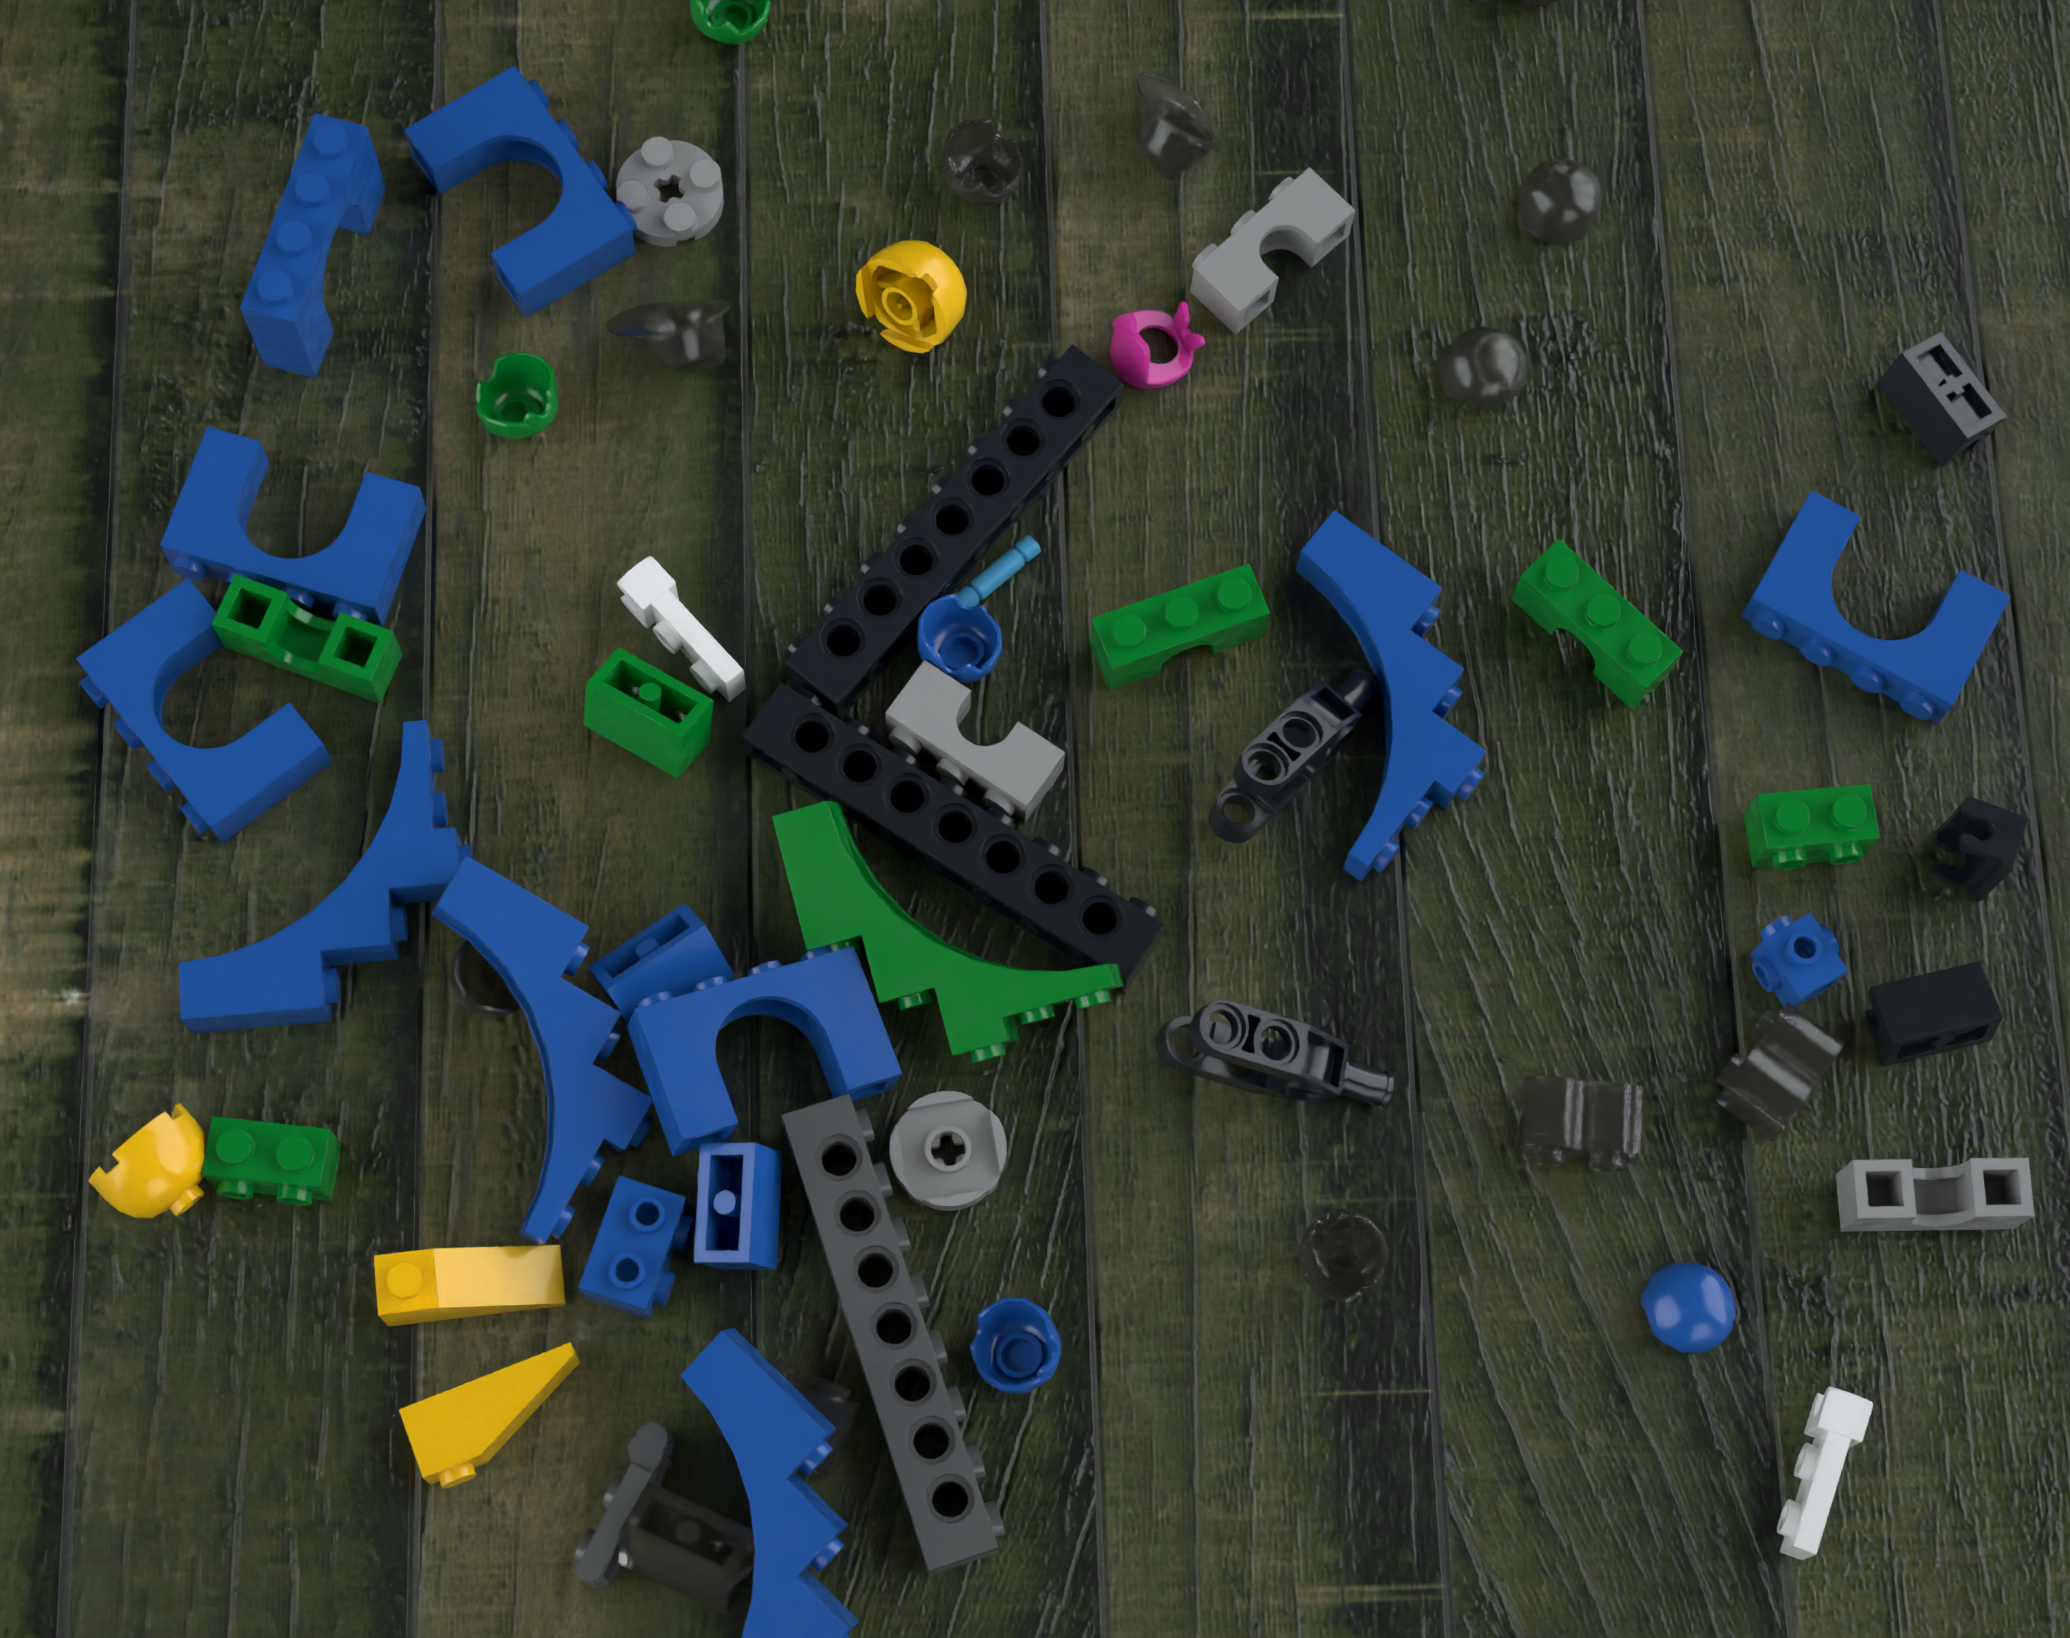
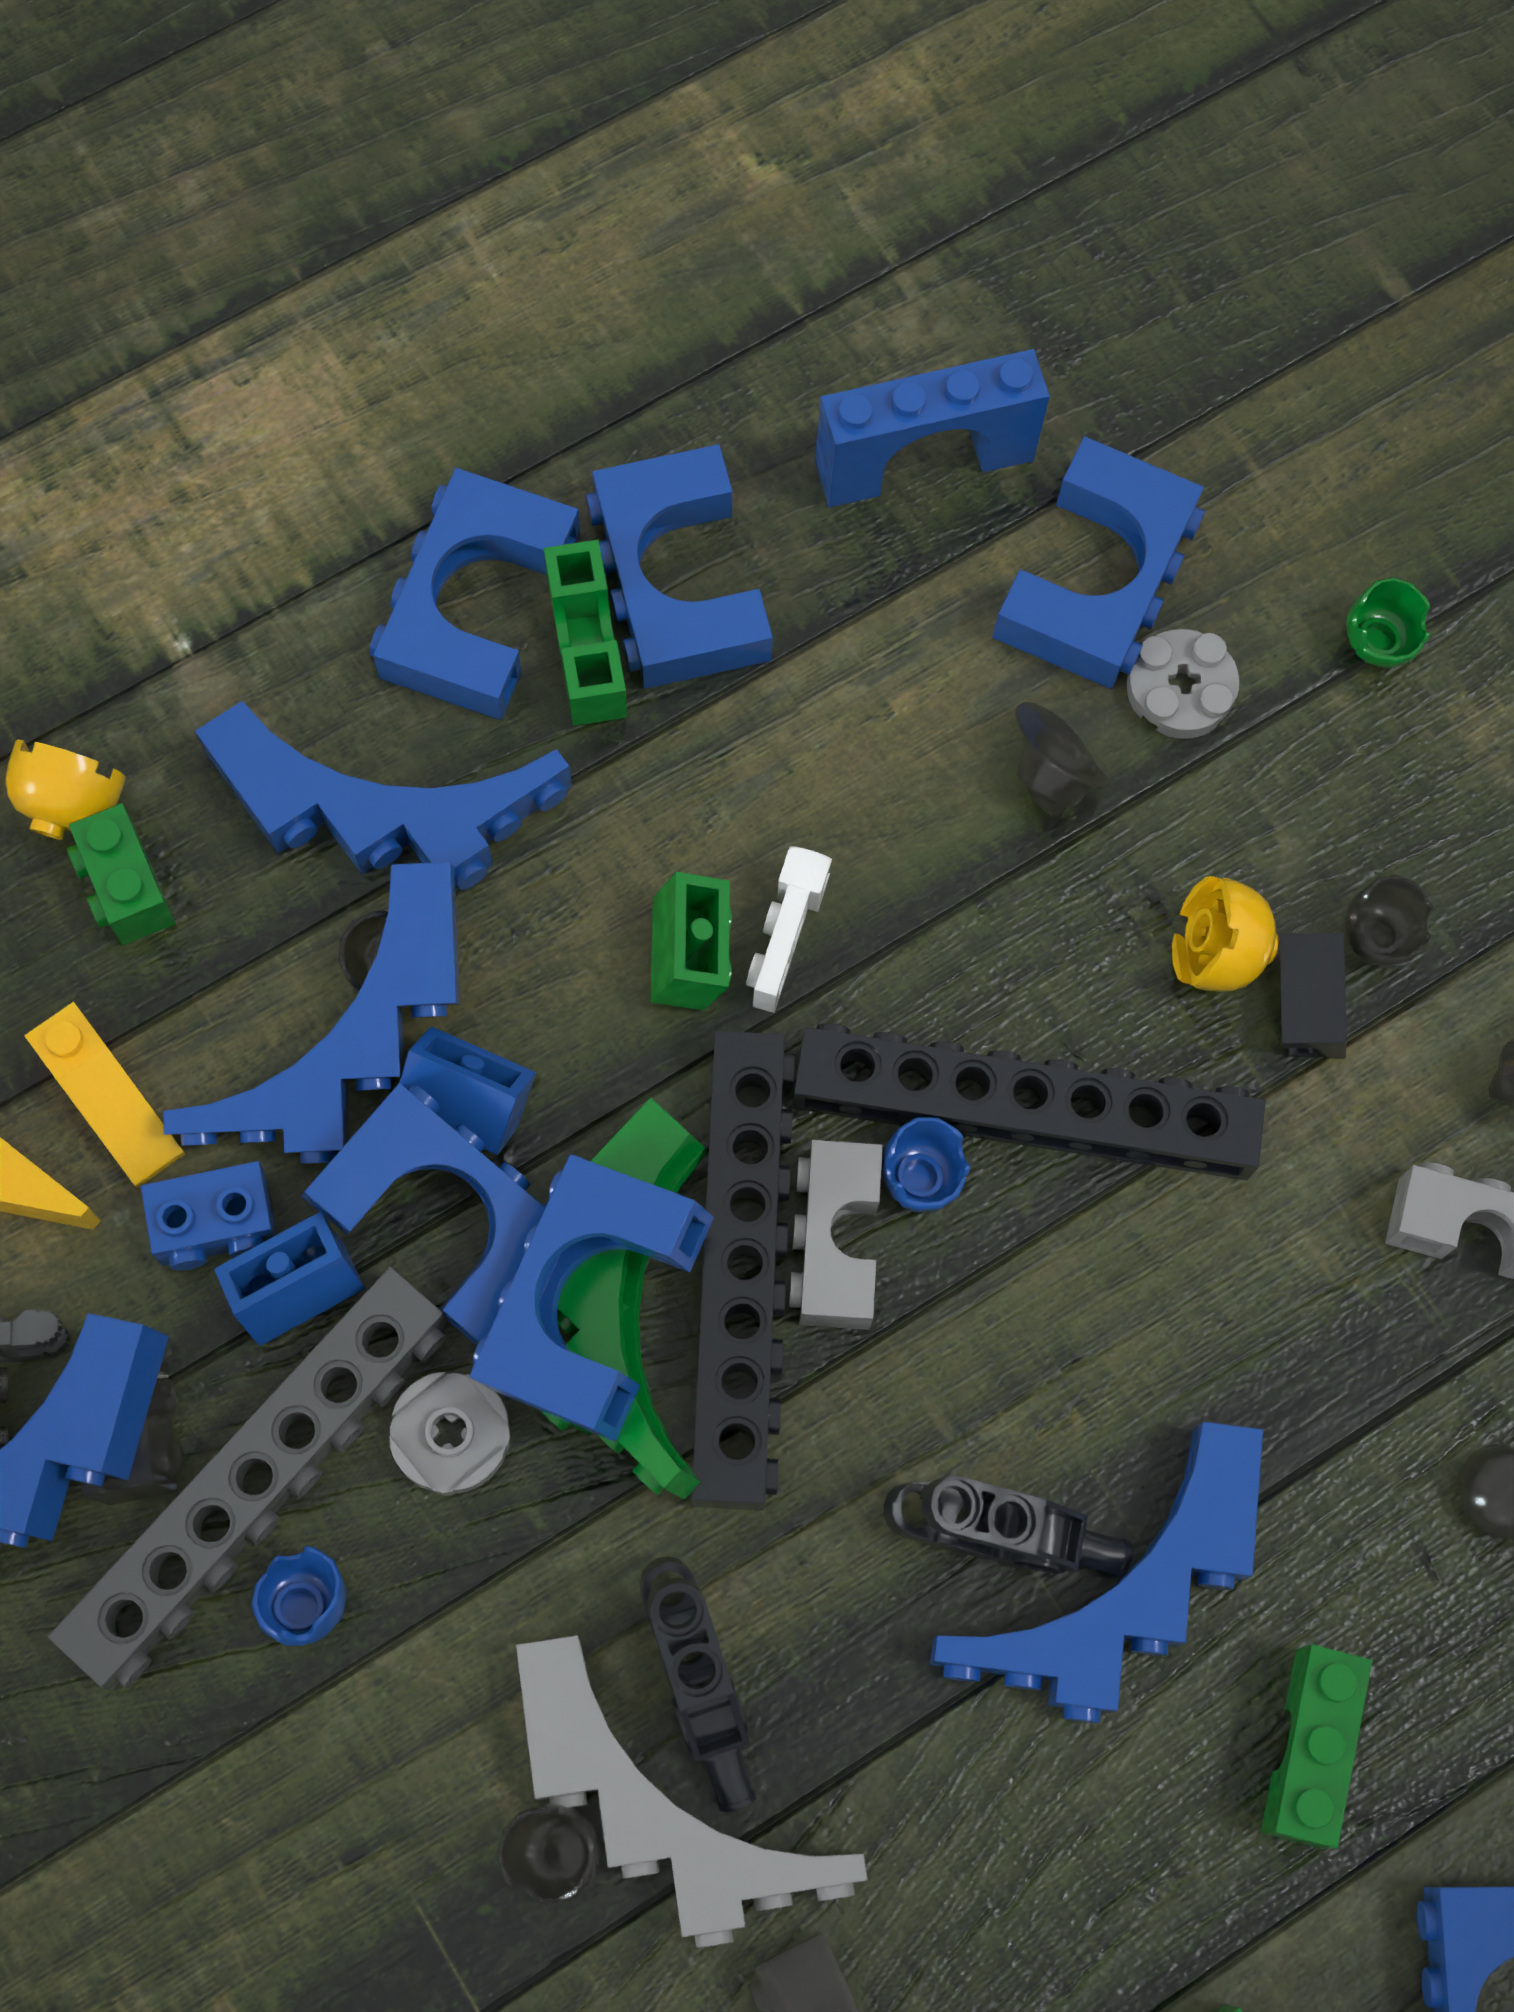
camera: 60 degrees right, 0 degrees up
(518, 396) = (909, 670): green hair -> none
(845, 918) = (586, 1214): none -> blue arch
(999, 572) = (1013, 1163): dark azure wheel -> none
(1005, 255) = (1313, 995): none -> black hinge
(1132, 354) = (1296, 1159): dark pink piece -> none
(1210, 612) = (1087, 1368): green arch -> none
(1272, 1189) = (711, 1871): none -> light grey arch

